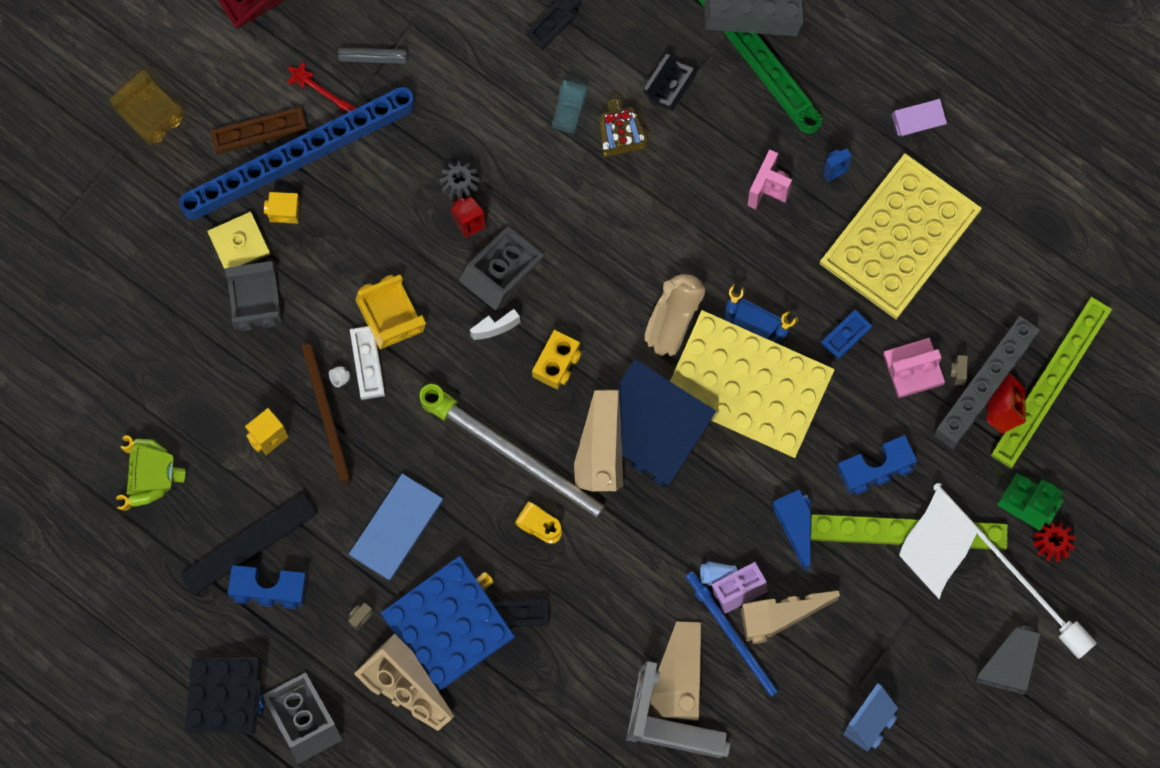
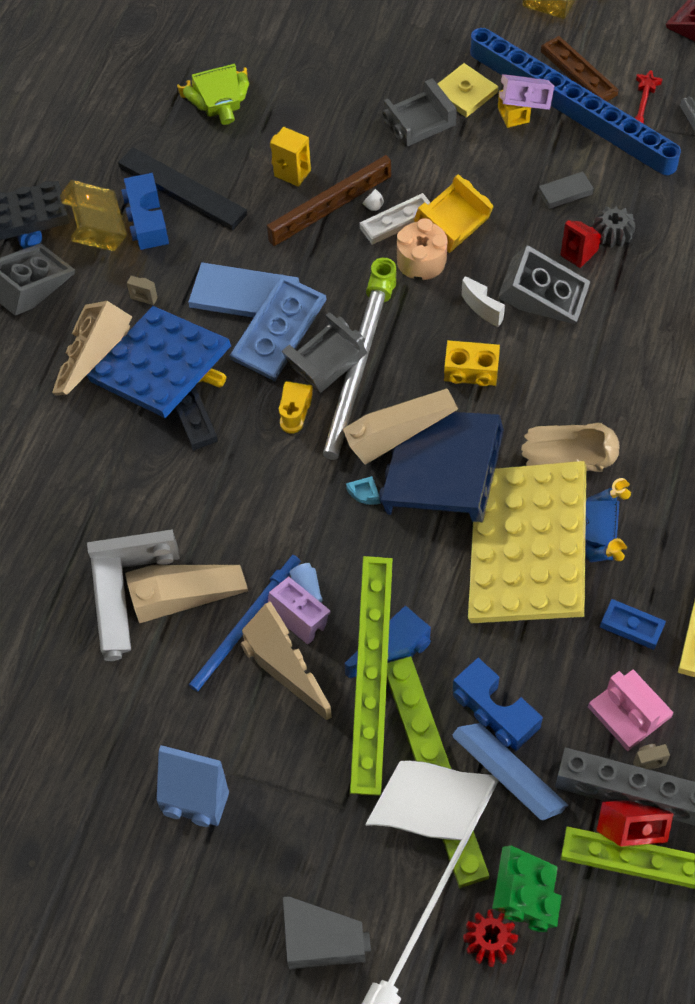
camera: 70 degrees right, 15 degrees down
(263, 632) = (95, 214): none -> clear yellow panel
(284, 191) = (526, 92): none -> lavender hinge
(397, 203) = (565, 190): none -> dark grey tile
(432, 351) = (421, 249): none -> light nougat brick
(451, 509) = (277, 324): none -> medium blue tile
(501, 477) = (327, 354): none -> dark grey panel
(644, 496) = (364, 491): none -> medium azure tile
(825, 549) = (371, 676): none -> lime plate
(937, 476) = (510, 771): none -> medium blue tile

